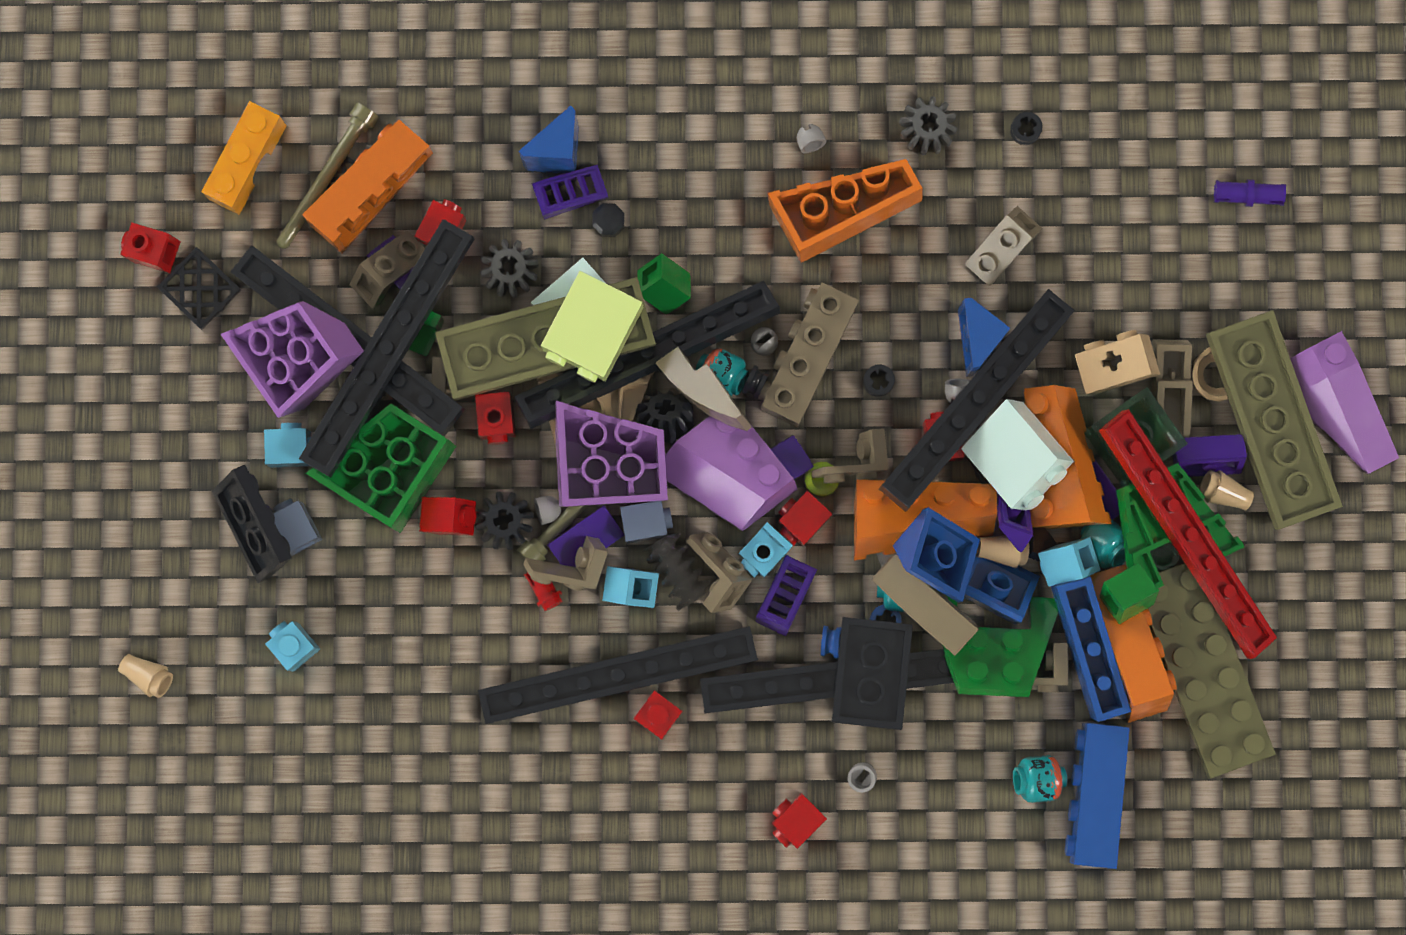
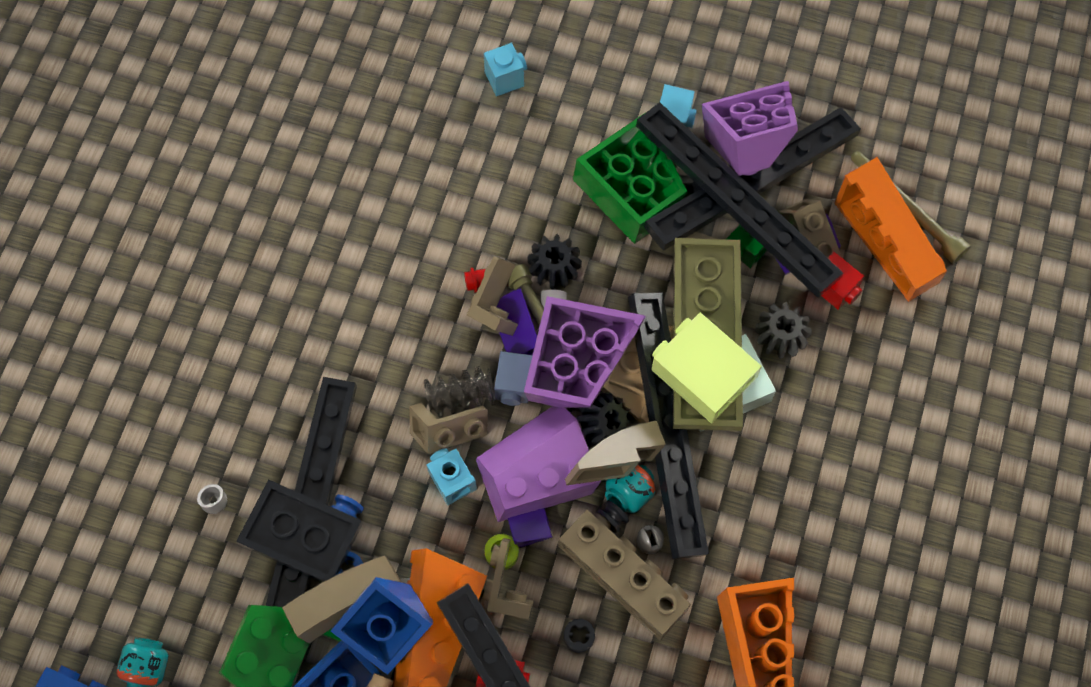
camera: 105 degrees right, 15 degrees down
(149, 247) = (878, 52): red brick -> none
(180, 270) = (854, 75): black window -> none
(234, 171) = (959, 153): light orange arch -> none
(252, 523) = (617, 64): black plate -> none
(296, 525) = (604, 98): sand blue brick -> none
(447, 516) = (573, 215): red brick -> none
(495, 417) = (649, 277): red brick -> none
(554, 146) = (891, 399): blue slope -> none
(566, 179) = (849, 377): dark purple slope -> none
(608, 220) = (806, 431): black tile -> none
(617, 675) = (385, 321): black plate -> none
(630, 587) = (458, 345): medium azure brick -> none
(658, 715) = (337, 337): red brick -> none
(664, 284) = (731, 461): green panel -> none
(773, 621) = (395, 457): dark purple slope -> none
(796, 821) = (197, 428): red brick -> none
(802, 518) = (469, 519): red brick -> none
(811, 139) = (838, 645): light grey hinge -> none

